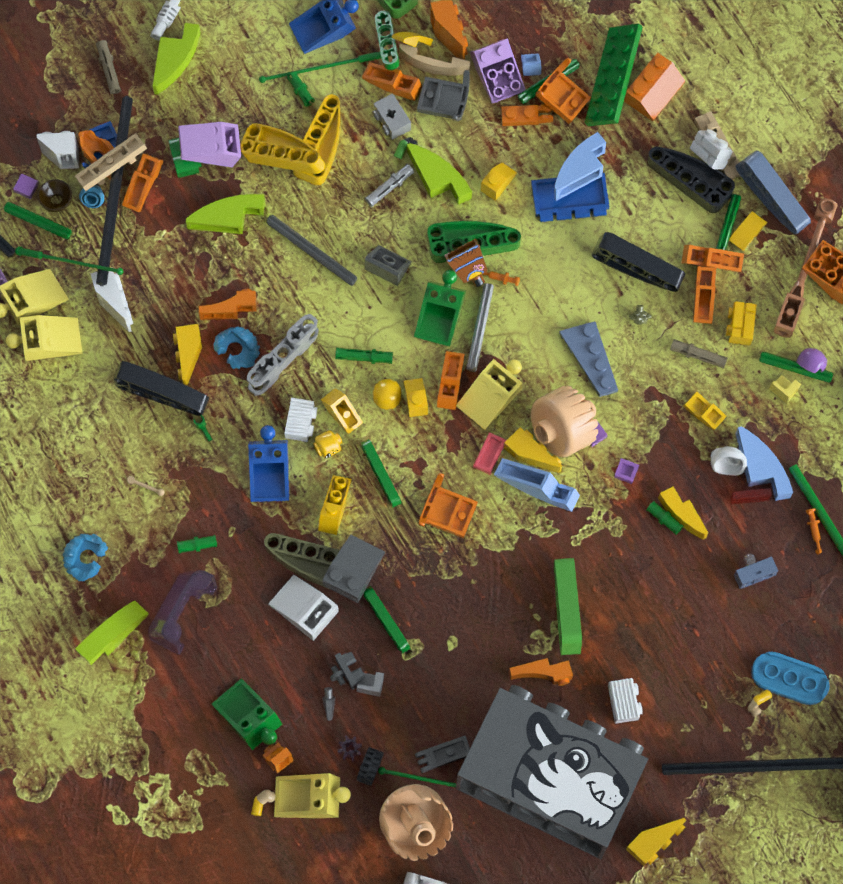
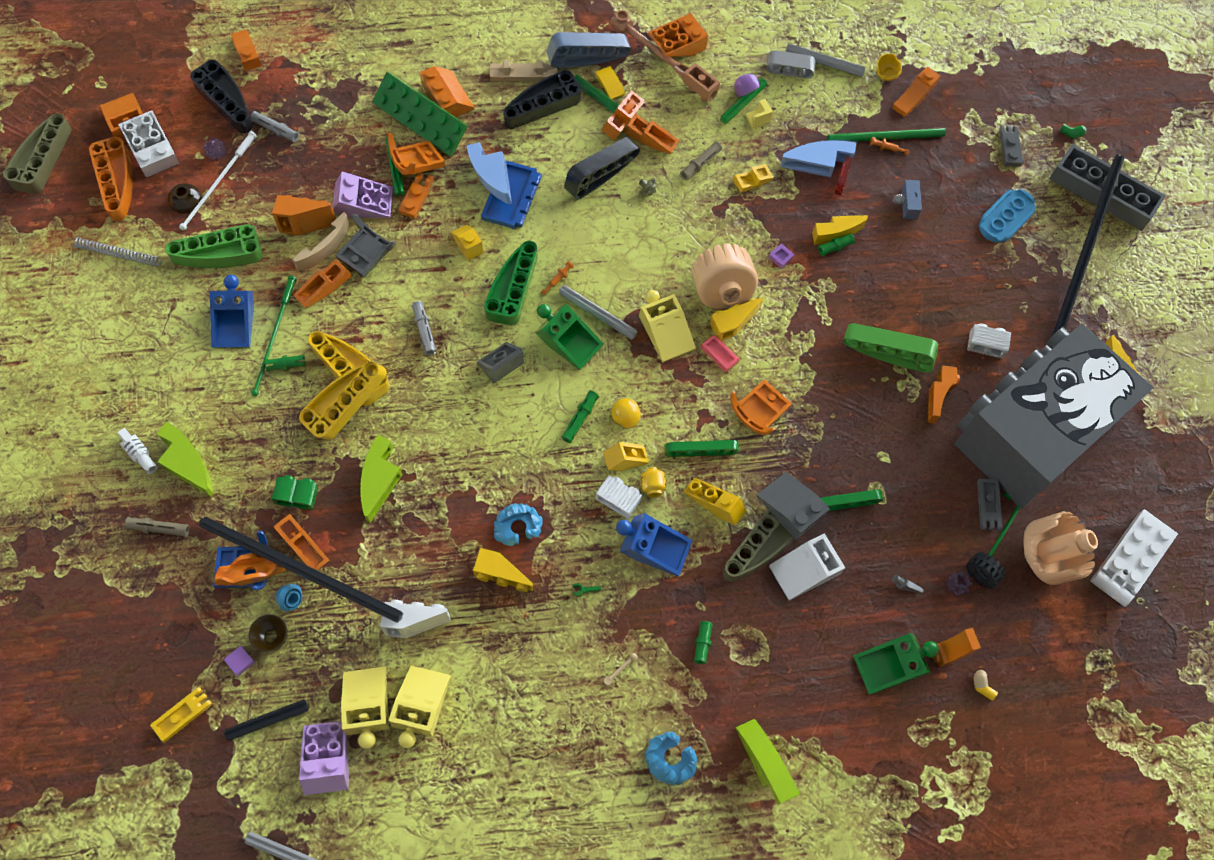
camera: 70 degrees left, 5 degrees down
(38, 220) = (283, 664): green axle -> none
(39, 255) = (308, 695): green piece -> none
(60, 148) = (221, 606): white slope -> none
(111, 162) = (268, 559): tan hinge -> none
(159, 388) = (528, 612): black beam -> none
(164, 627) = (763, 686): clear purple windscreen -> none
(210, 143) = (299, 459): lavender slope -> none
(242, 302) = (474, 498): orange slope -> none
(271, 365) = (556, 495): light grey piece -> none
(309, 796) = (995, 639): light yellow slope -> none
(312, 250) = (451, 419): dark grey axle -> none
(343, 662) = (883, 558): dark grey hips -> none
(371, 684) = (901, 539): light grey panel -> none
(387, 40) = (282, 267): green beam -> none
(392, 117) = (358, 298): light grey brick -> none
(402, 147) = (392, 302): bright green arm -> none
(412, 38) = (294, 248): yellow slope -> none
(416, 397) = (641, 389): yellow slope -> none
(438, 174) = (434, 284): lime slope -> none
(450, 380) = (639, 353): orange slope -> none
(468, 262) = (536, 290): dark orange torso -> none
(531, 64) = (371, 171): light blue slope -> none
(537, 484) = (767, 326): light blue slope -> none
(590, 354) = (660, 238): sand blue wing -> none
(711, 149) = (528, 72): white brick -> none
(728, 461) = (806, 177): white hair -> none
(742, 323) = (689, 119): yellow brick -> none
(757, 700) = (1021, 245): arm -> none

